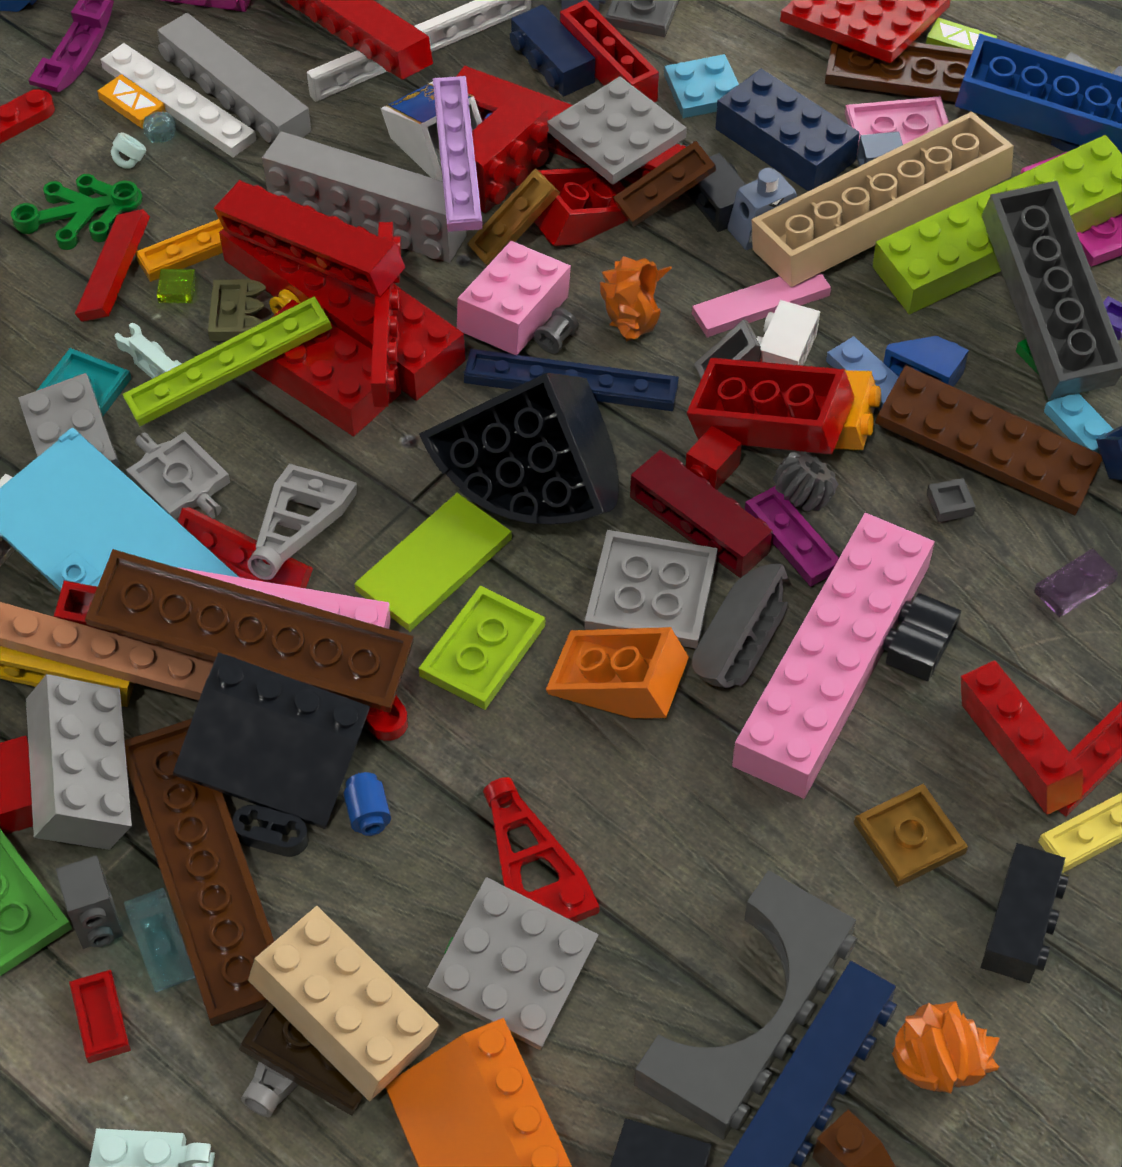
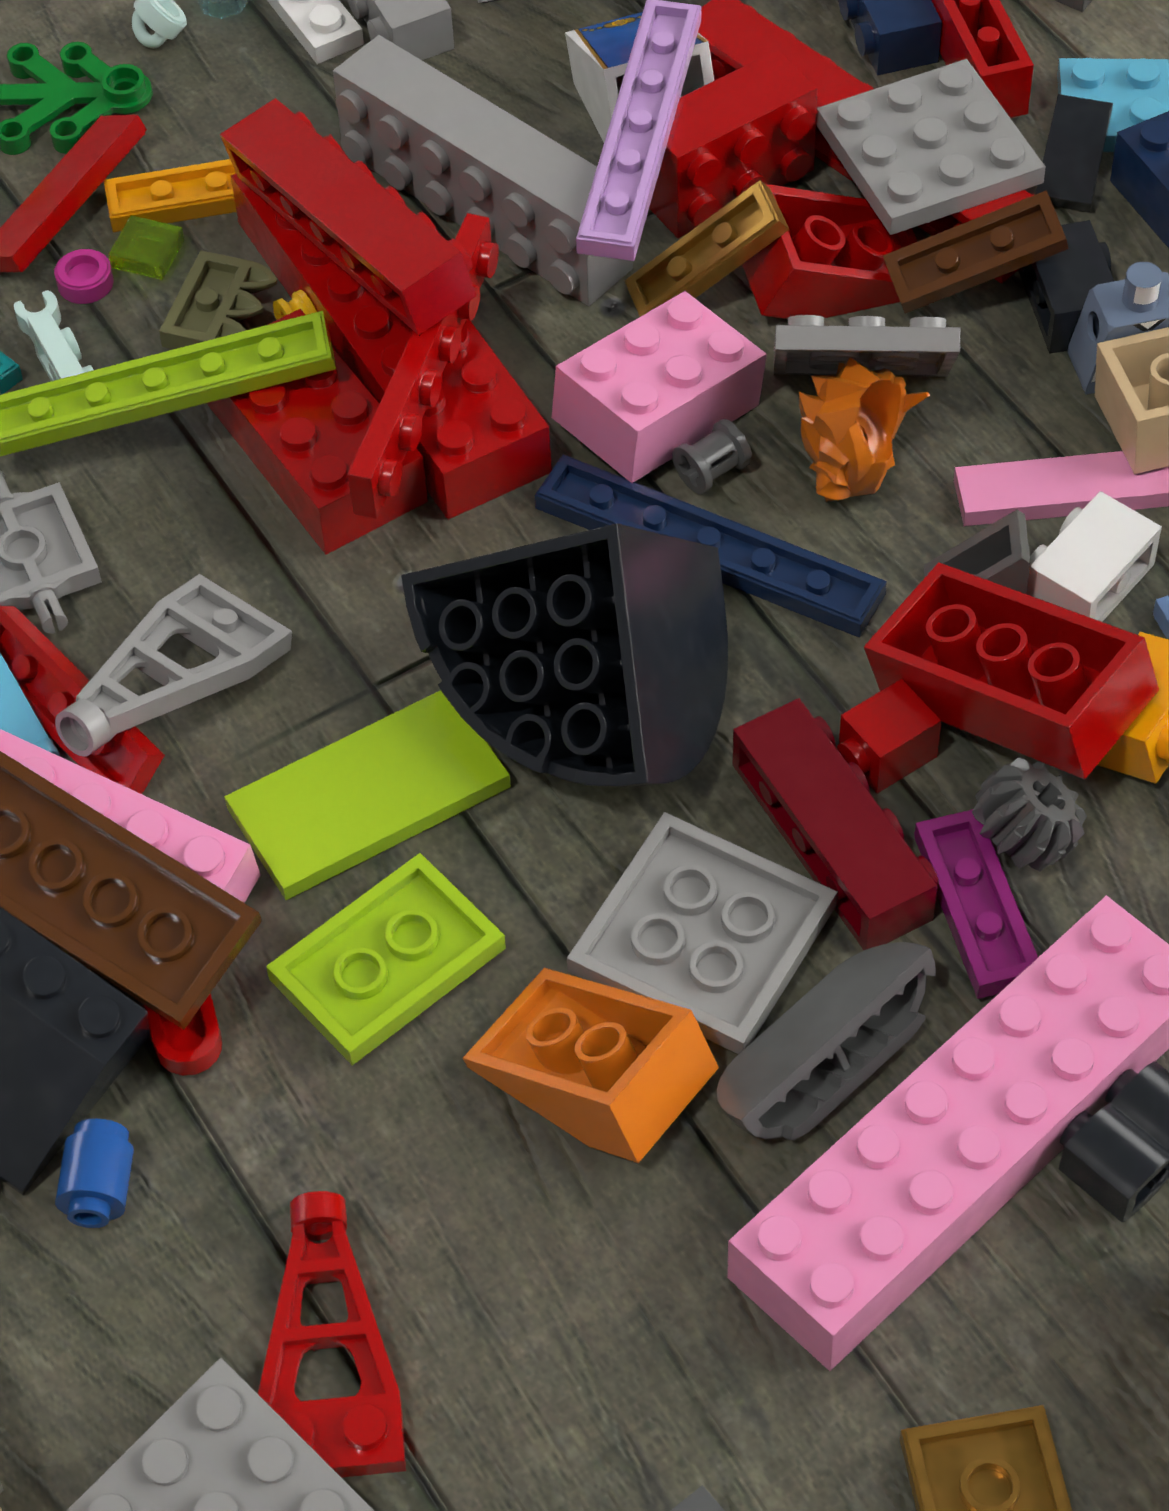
camera: 20 degrees right, 0 degrees up
(145, 310) = (84, 276): none -> dark pink tile
(601, 255) = (816, 349): none -> light grey plate
(694, 113) = (1075, 151): none -> black tile

